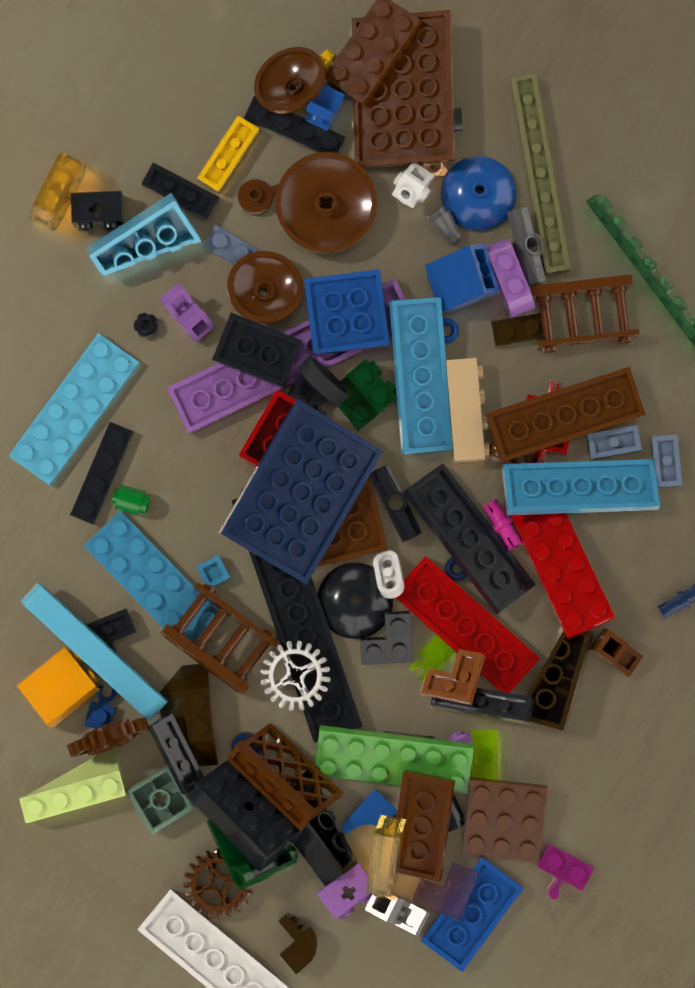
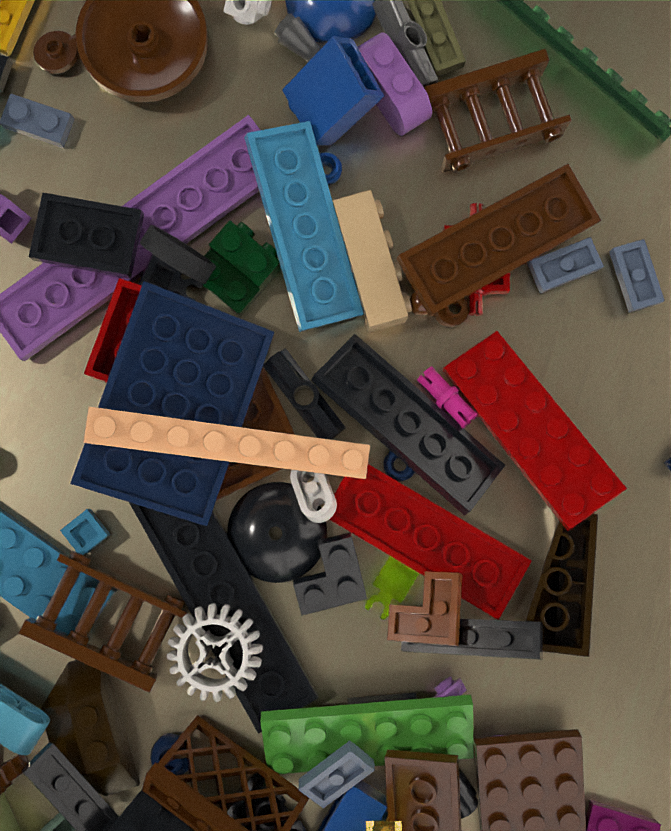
camera: 15 degrees left, 0 degrees up
(267, 273) = (80, 141): reddish brown dish -> none
(336, 527) = (225, 443): none -> light nougat plate
(346, 312) = (193, 164): blue plate -> none
(365, 779) = (336, 774): none -> sand blue plate
(485, 754) = (487, 700): clear neon green plate -> none
(517, 330) = (414, 151): dark brown plate -> none
(580, 487) = (537, 328): dark azure plate -> none
(616, 652) = (629, 532): reddish brown brick -> none

